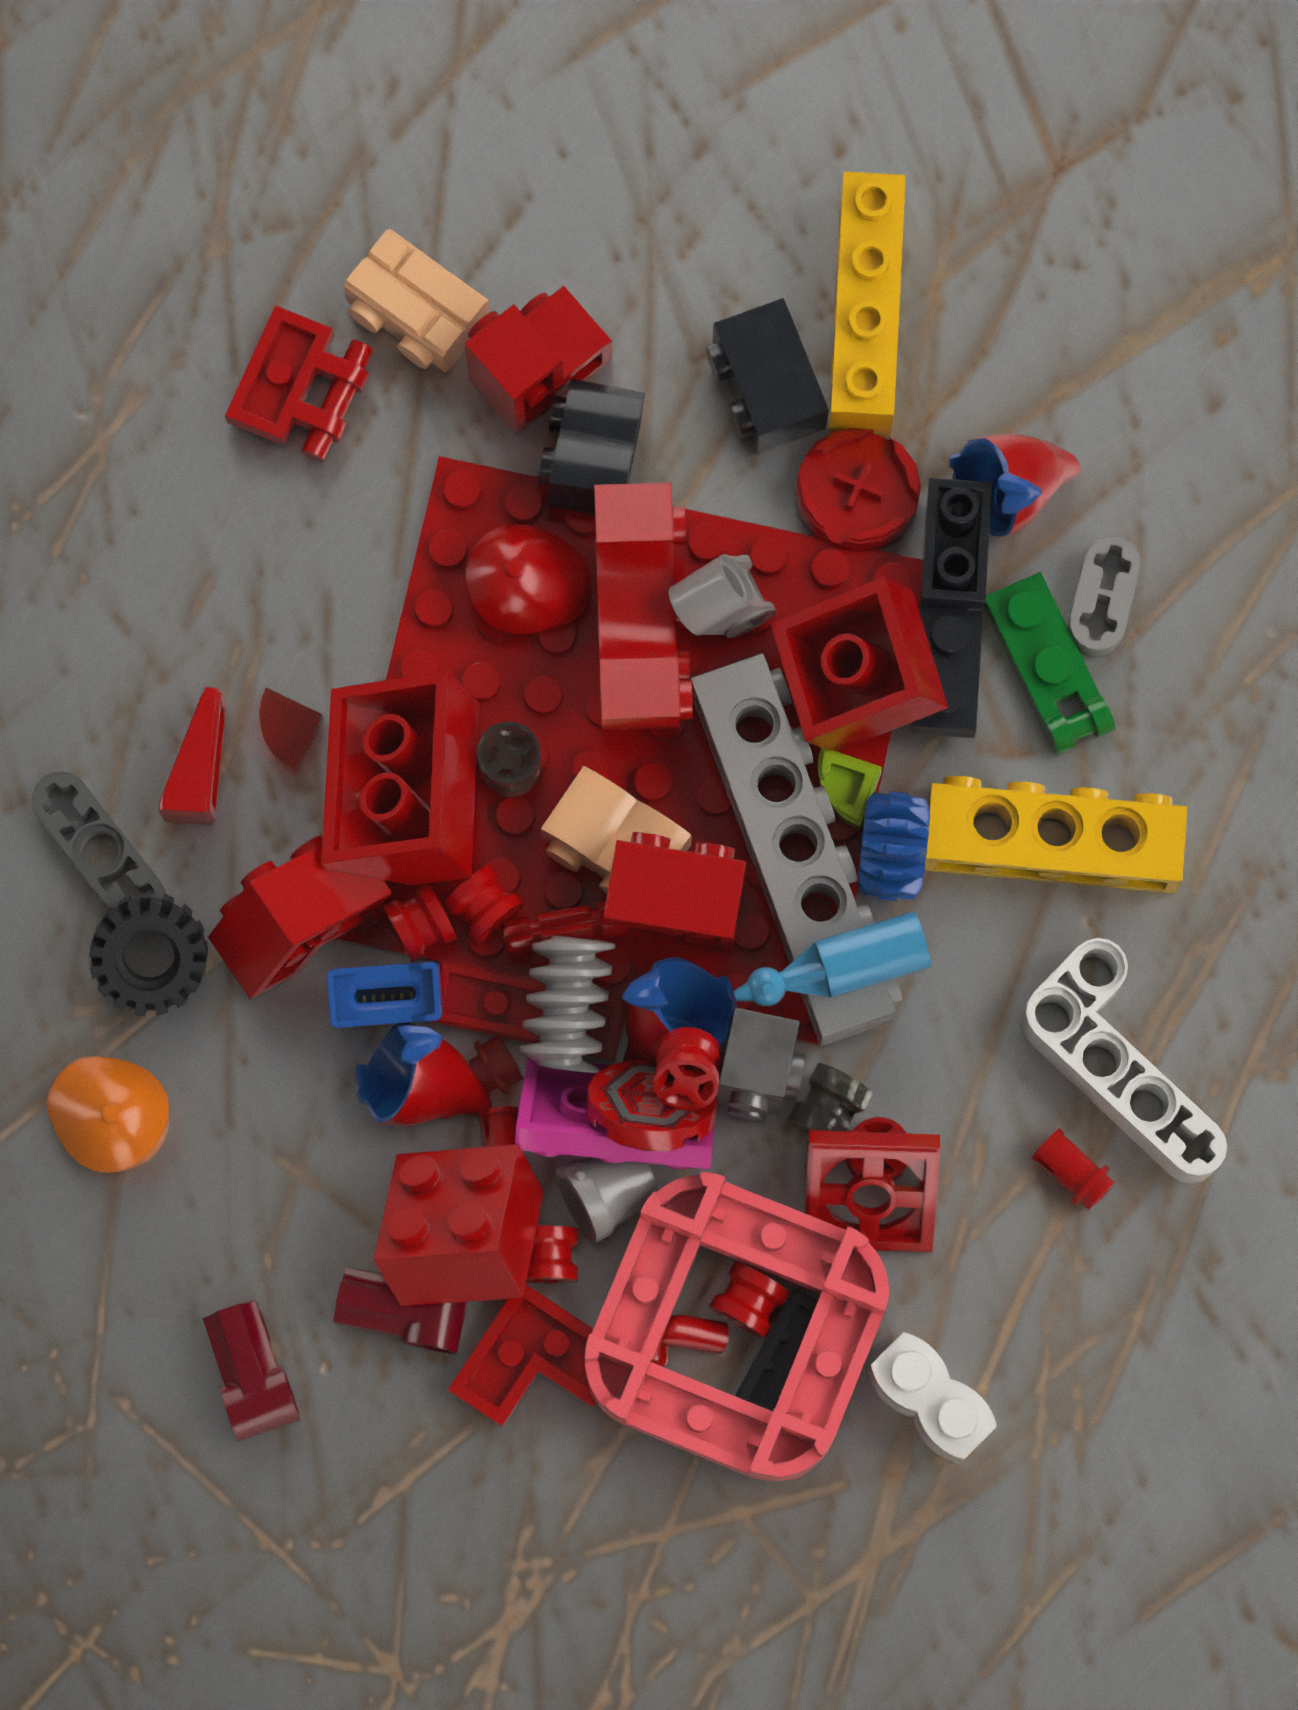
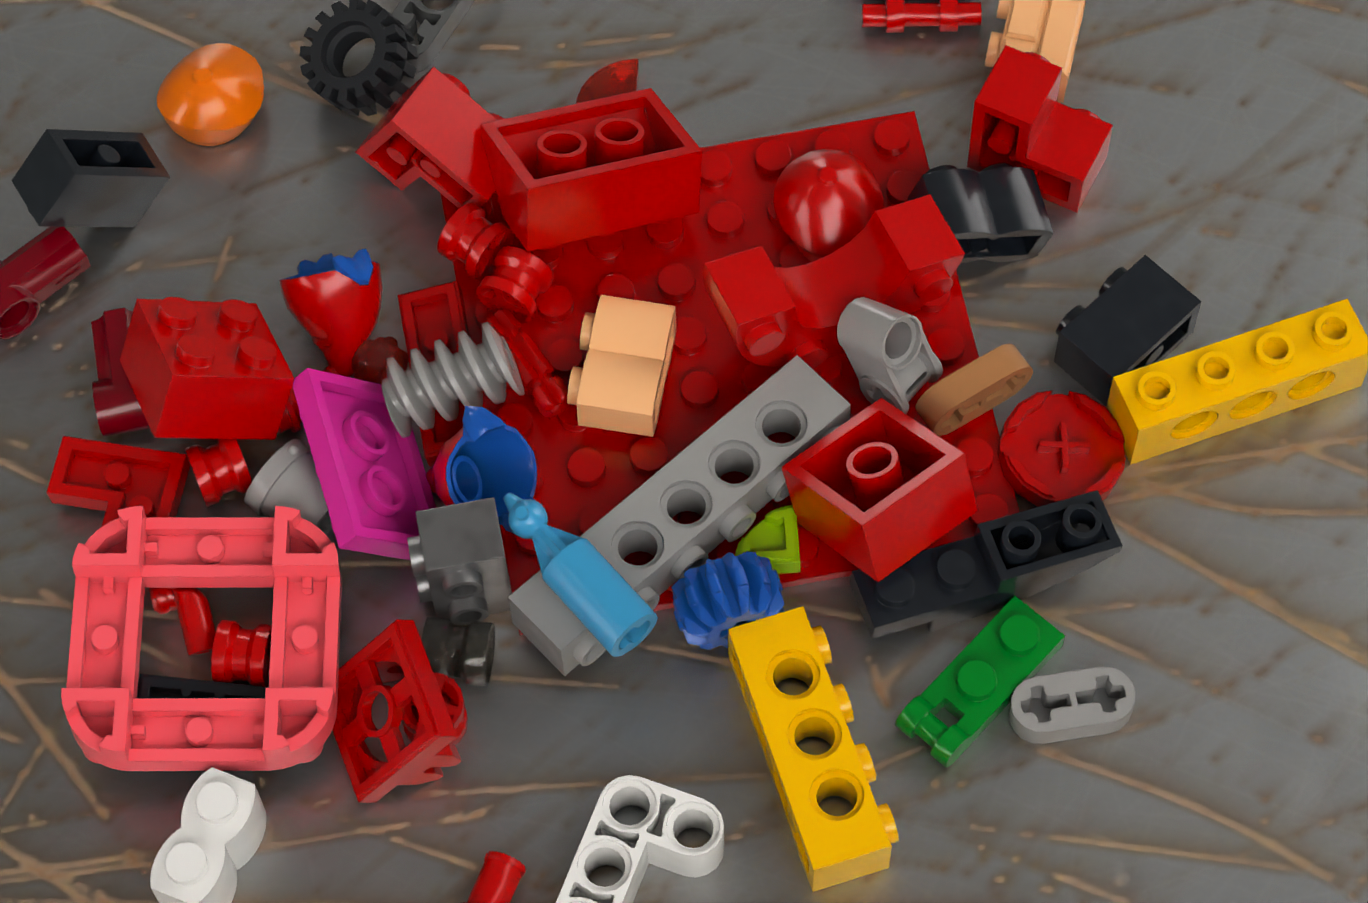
camera: 70 degrees right, 15 degrees down
(186, 1263) = (90, 178): none -> black brick
(195, 776) = (547, 33): red slope -> none
(384, 994) = (394, 233): blue piece -> none
(505, 748) = (648, 242): clear smoke wheel -> none
(634, 1116) = (380, 476): red tile -> none
(676, 890) = (589, 431): red brick -> none
(676, 1078) = (418, 480): red wheel -> none
(779, 537) = (974, 389): none -> medium nougat beam
(1022, 475) = (1145, 573): hat -> none

